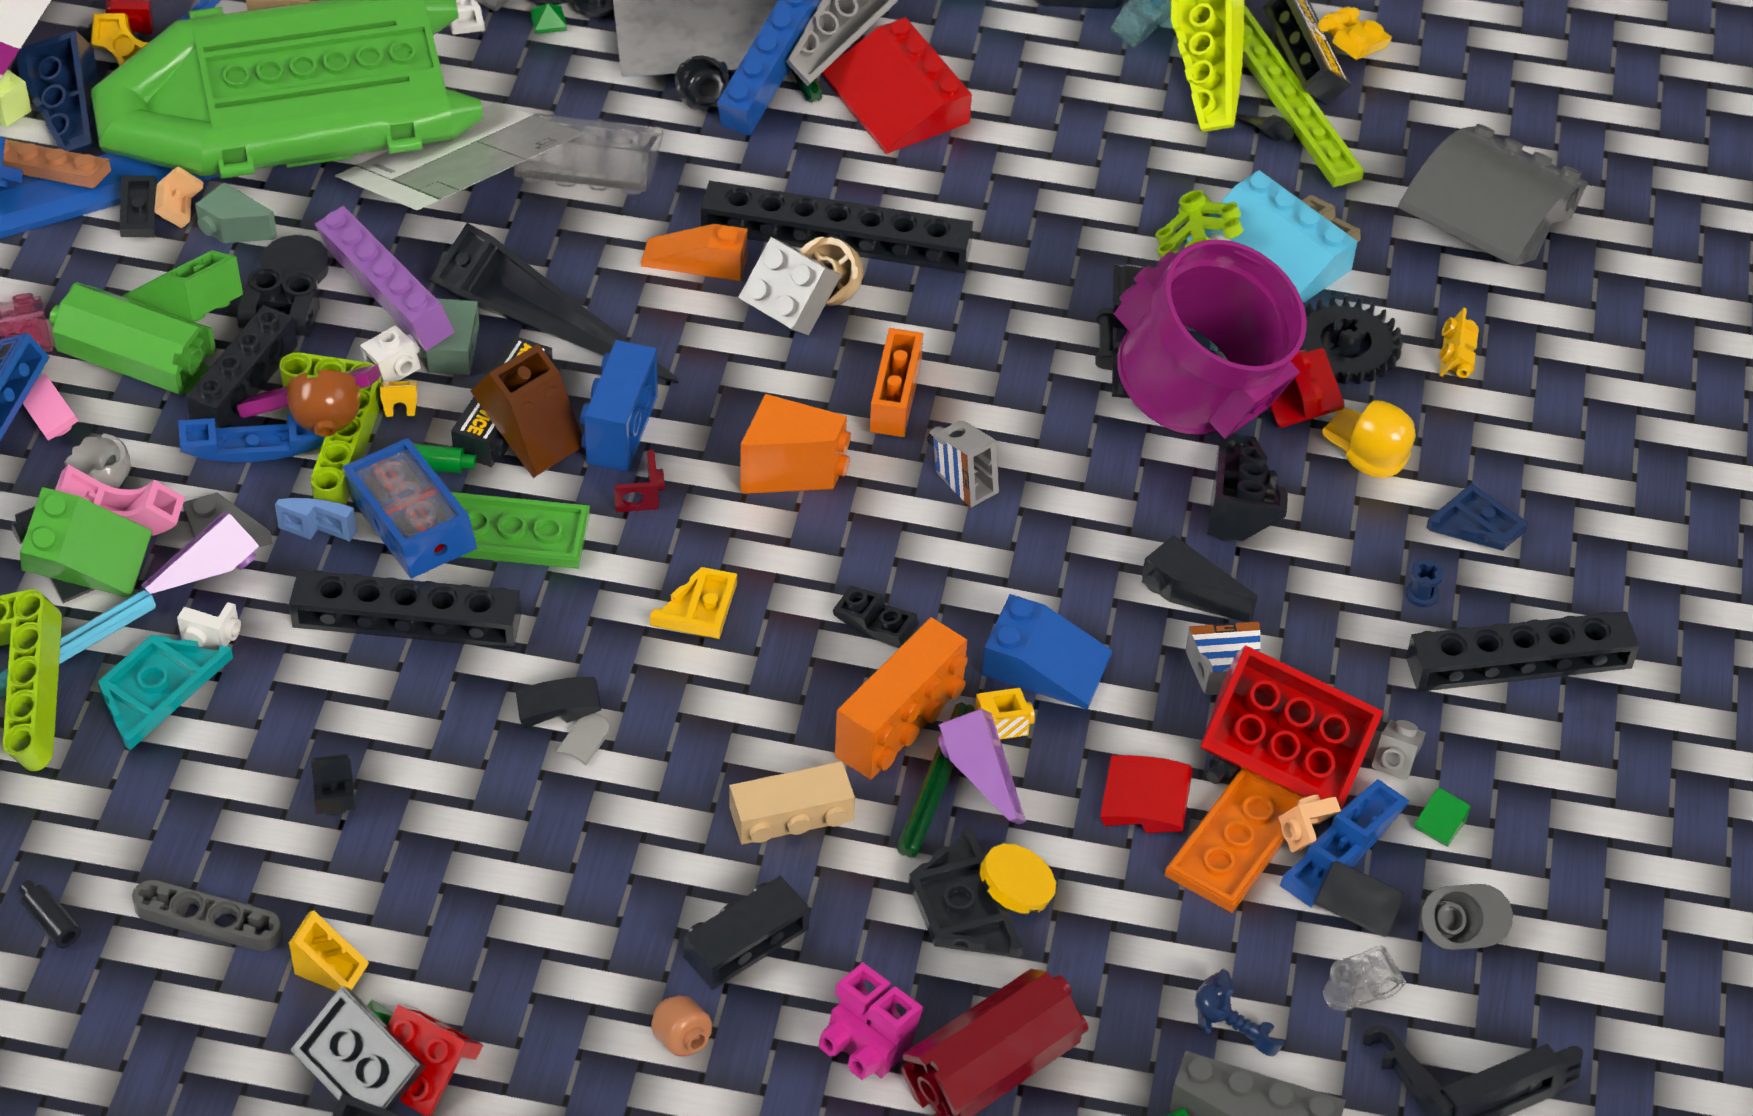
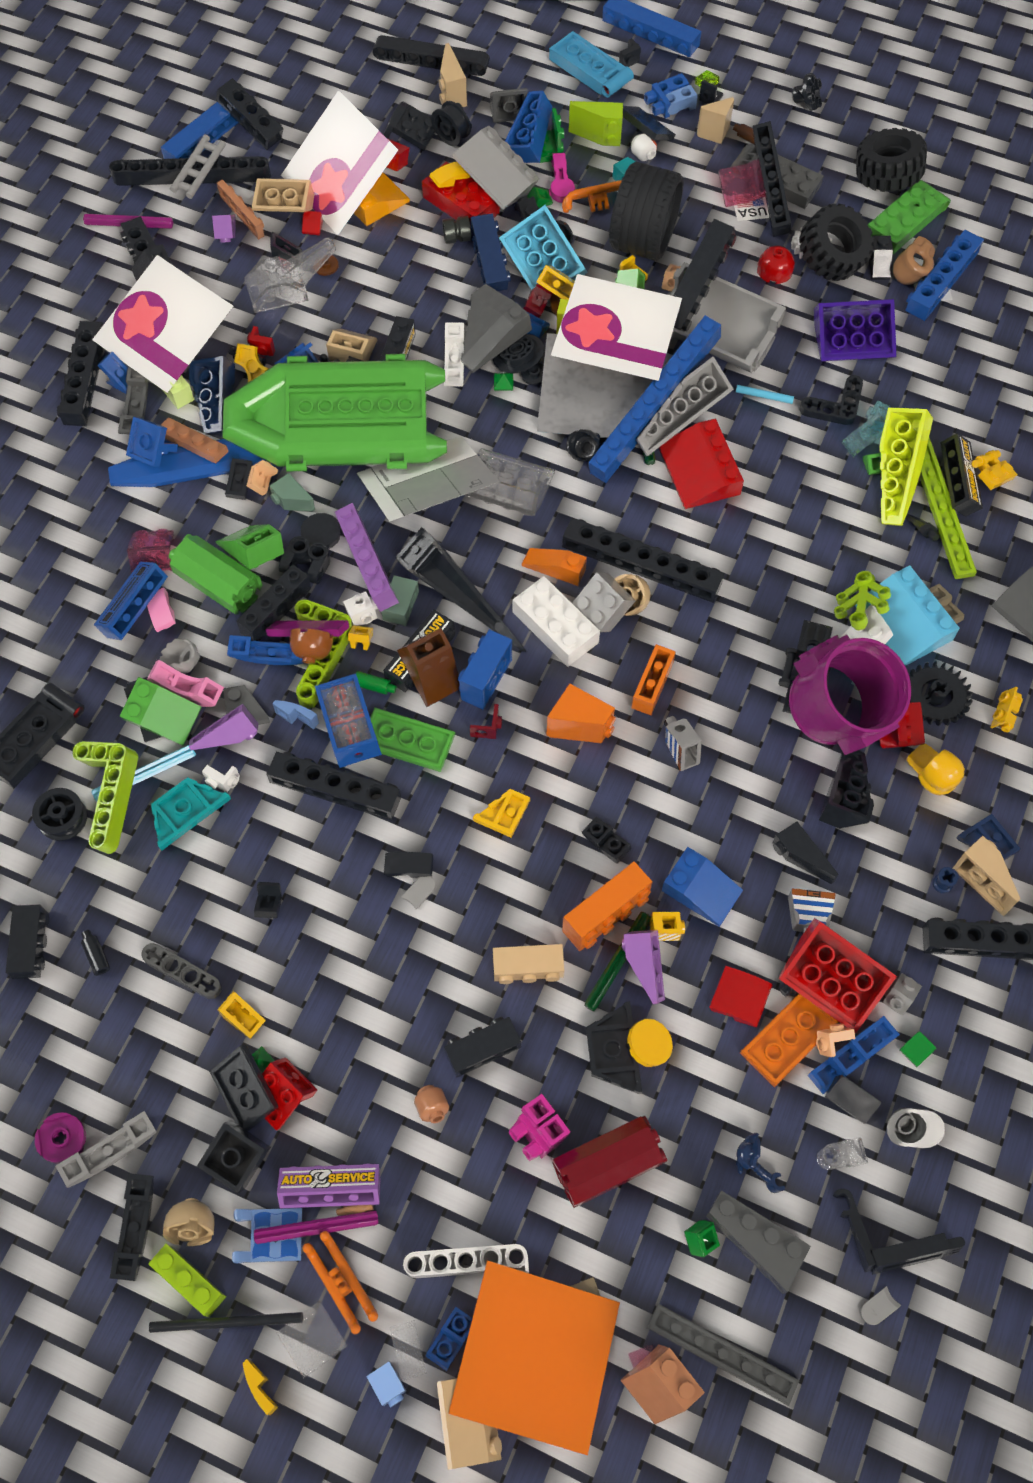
camera: 15 degrees right, 15 degrees up
(717, 328) = (556, 621): none -> white brick
(1166, 52) = (872, 463): none -> bright green slope
(1488, 560) = (988, 874): none -> tan slope

